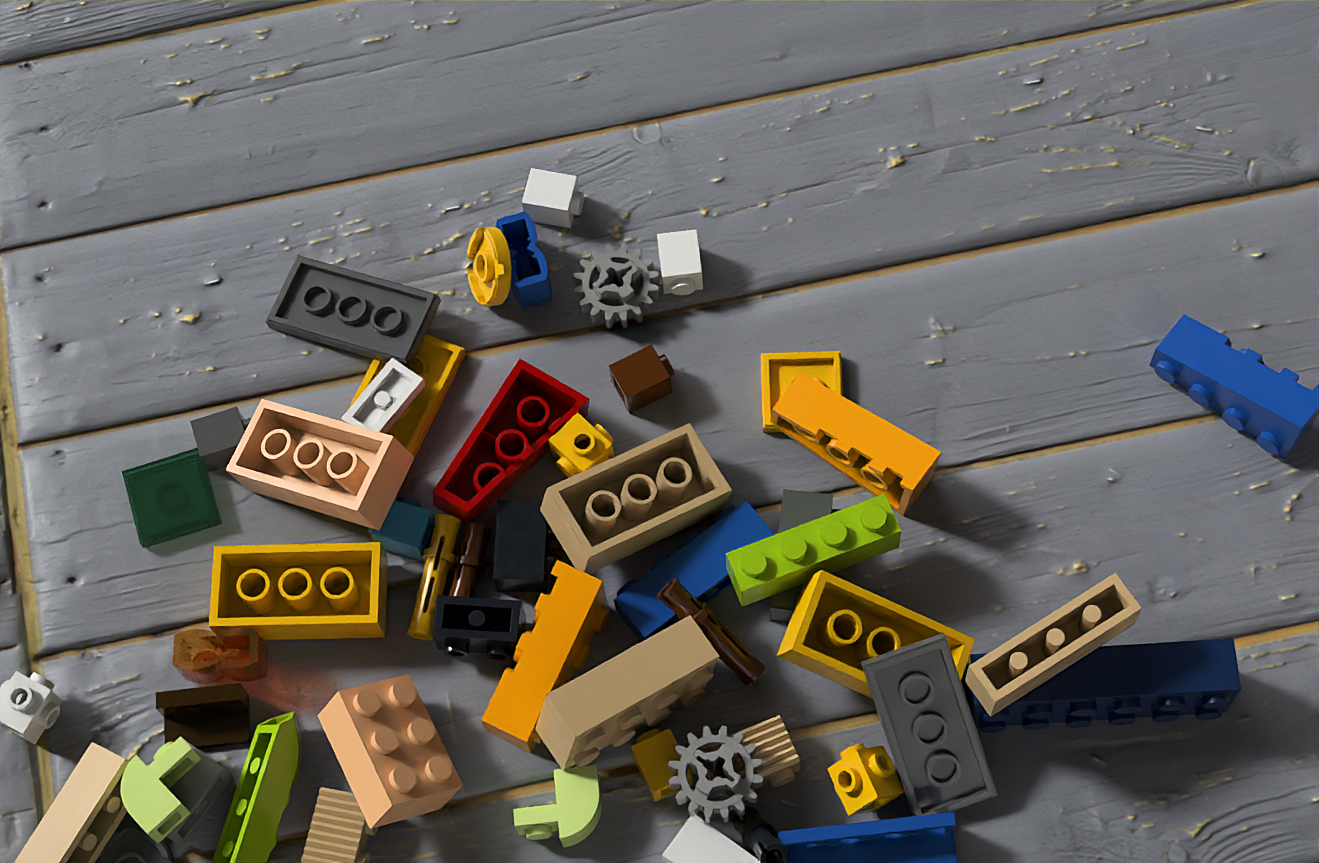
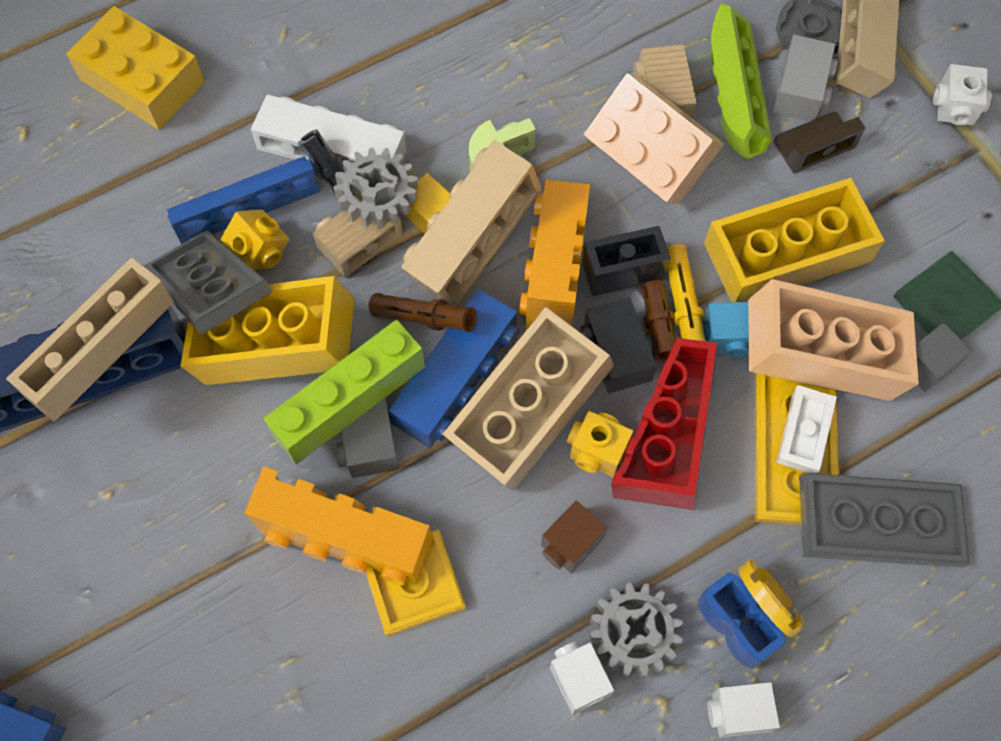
camera: 155 degrees right, 0 degrees up
(147, 790) = (824, 43): yellowish green brick -> none
(210, 657) = (823, 168): clear orange brick -> none

